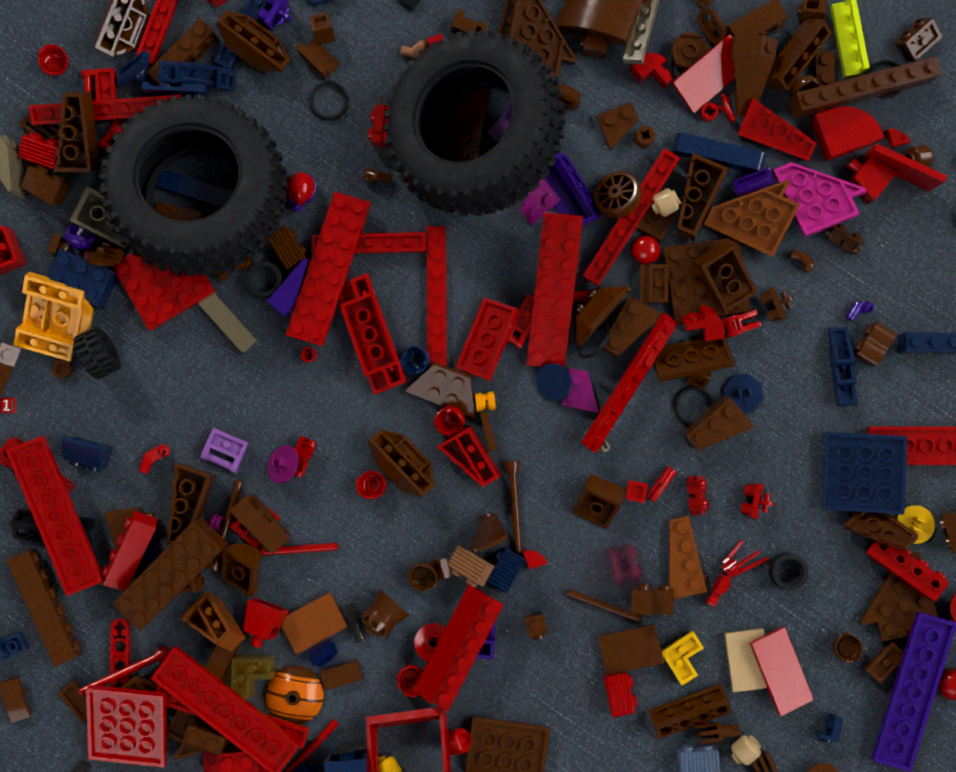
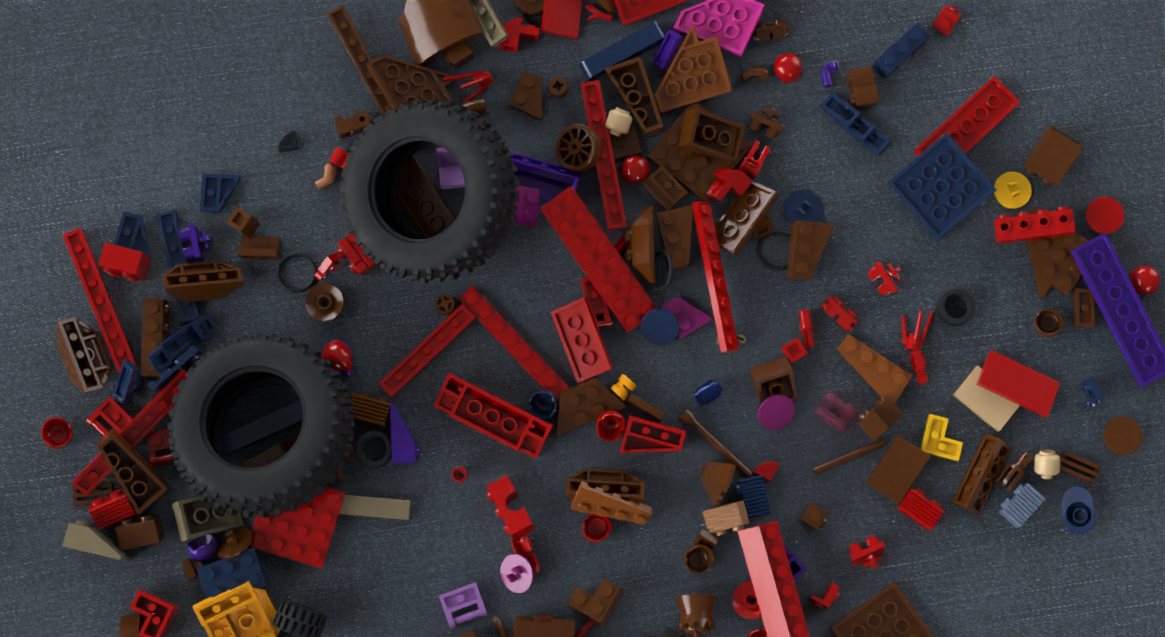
camera: 45 degrees left, 5 degrees down
(319, 543) = (597, 607): none -> reddish brown brick
(324, 131) = (317, 295): none -> reddish brown dish
(324, 397) = (517, 522): none -> red arch
(328, 269) = (416, 397): red plate -> none
(355, 115) = (331, 263): none -> red plate
(371, 174) = (386, 295): reddish brown arm -> none
(388, 473) = (613, 506): none -> dark orange wing
(411, 218) = (443, 301): none -> reddish brown wheel
(495, 693) = (831, 594): none -> red bracket
(544, 462) = (708, 392): none -> clear blue brick
(558, 690) = (868, 556): none -> red hips
(580, 524) = (776, 412): none -> magenta piece
(593, 79) = (481, 80): none -> red plant
(712, 107) = (586, 22): red bush -> none
(832, 278) = (788, 67): none -> red hair
(882, 528) = (991, 214): reddish brown wing -> none

